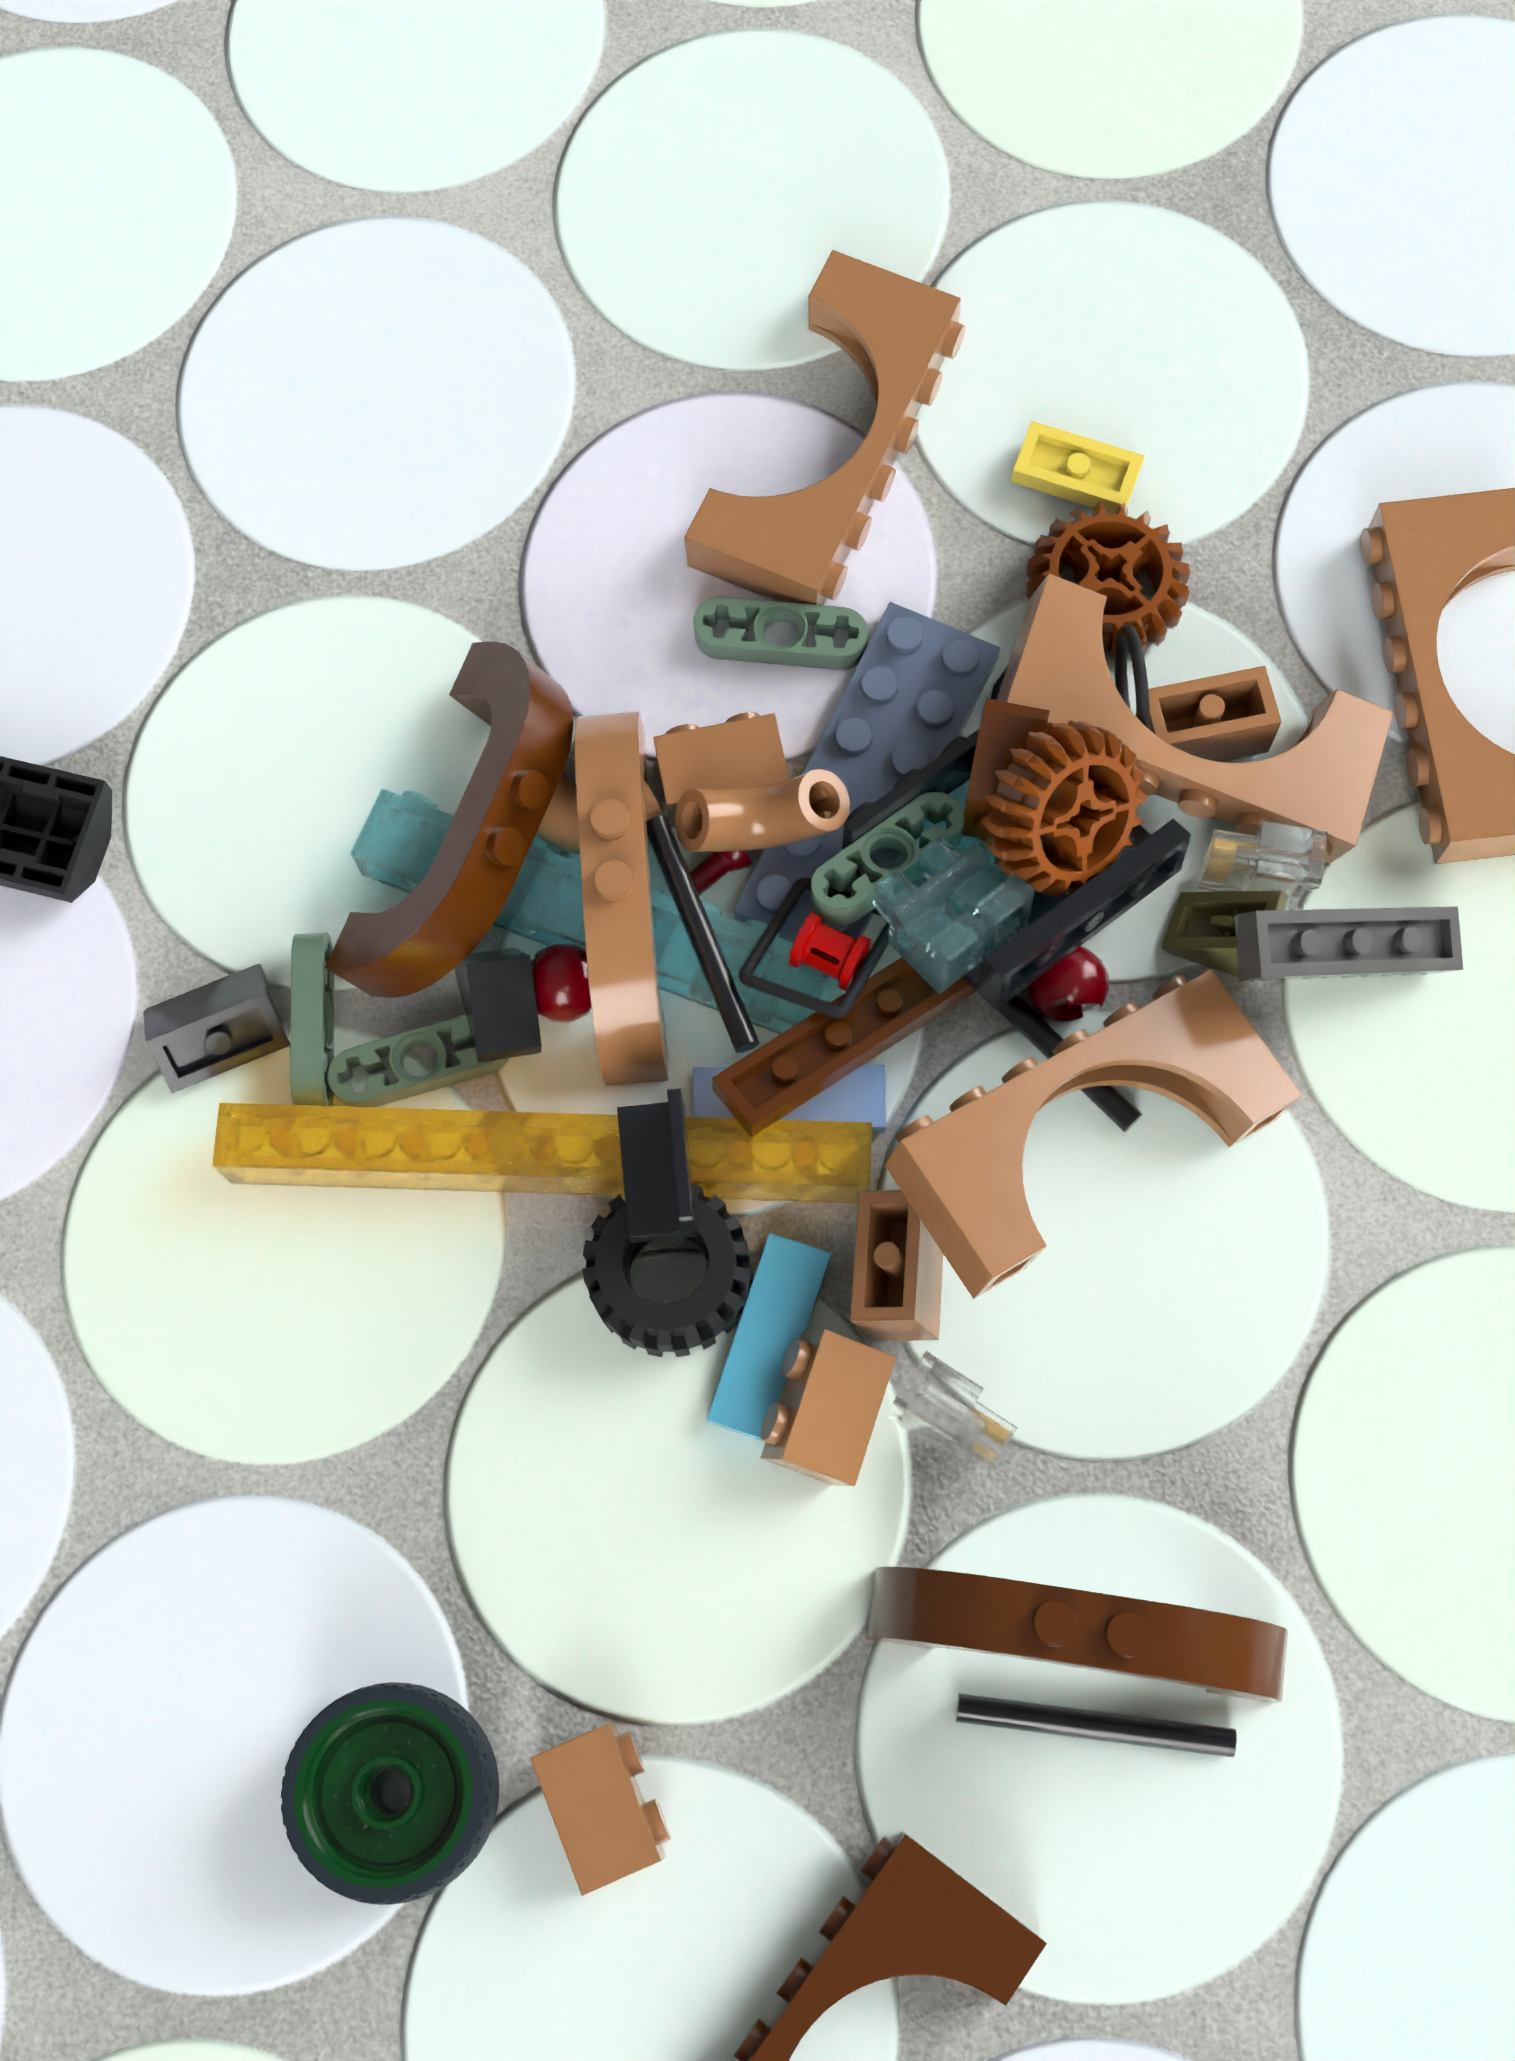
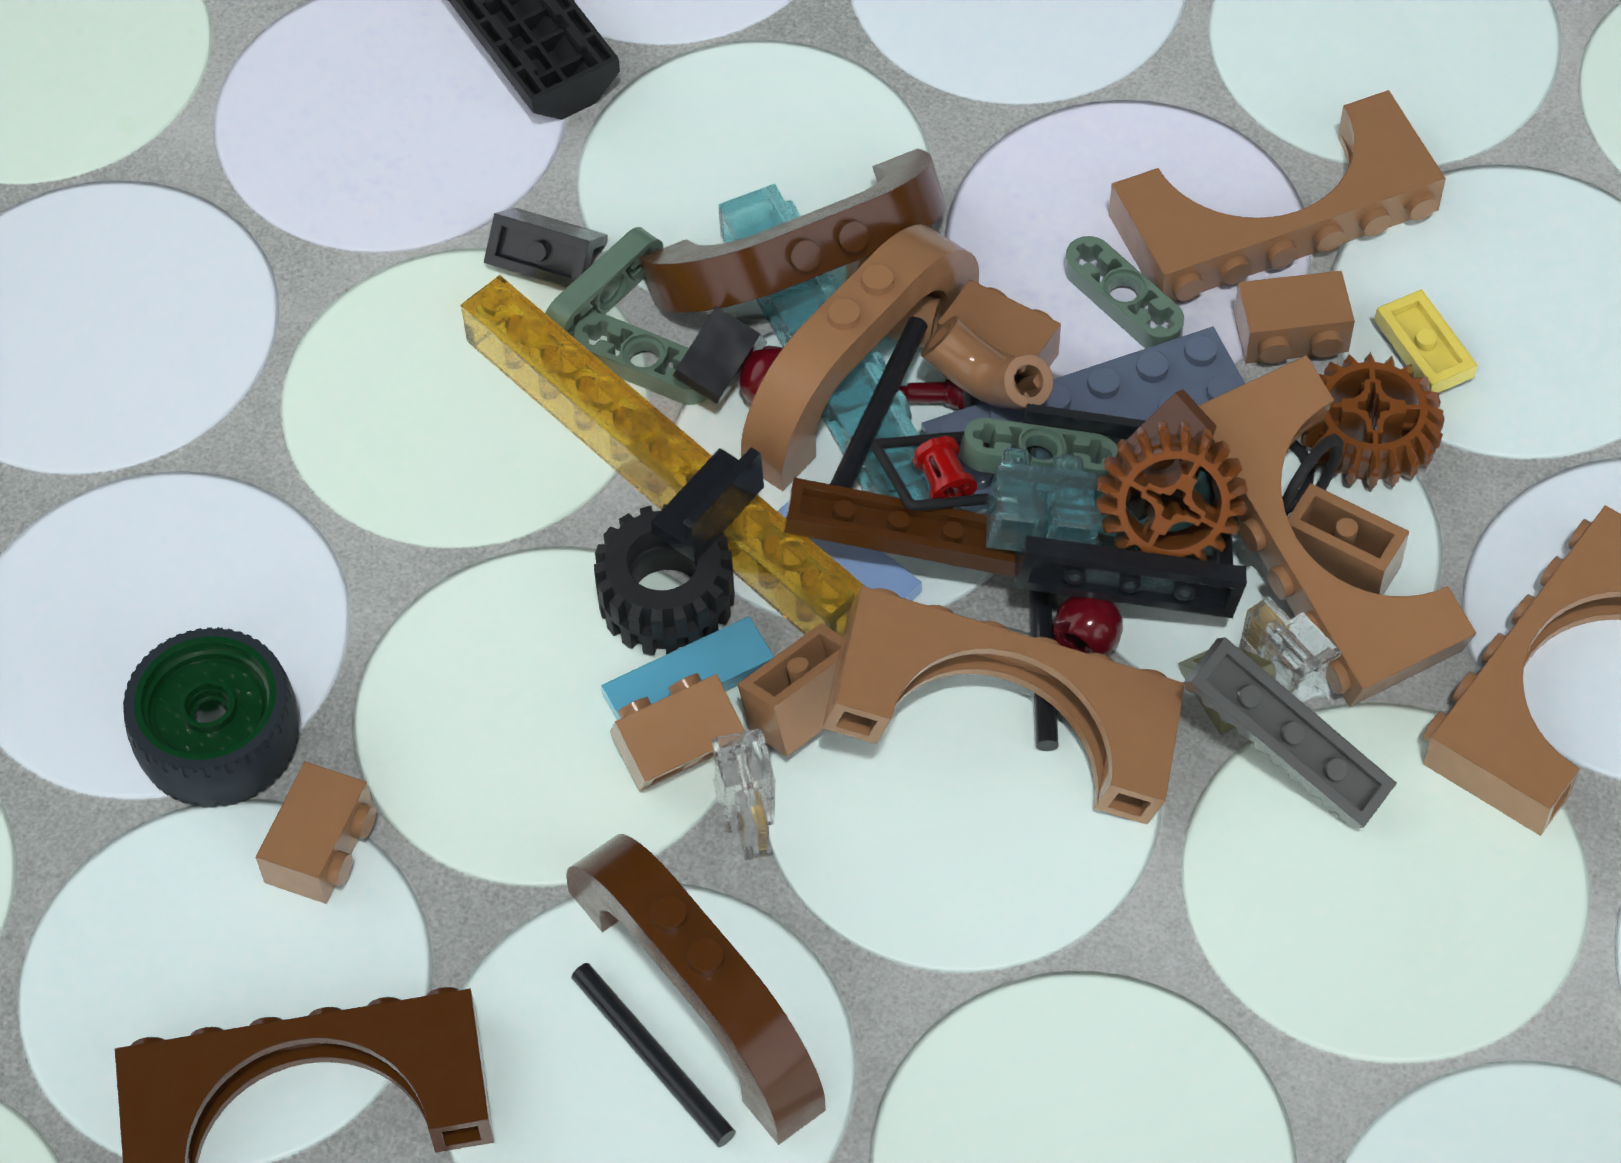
camera: 40 degrees right, 15 degrees down
(952, 537) = (1293, 317): none -> medium nougat brick

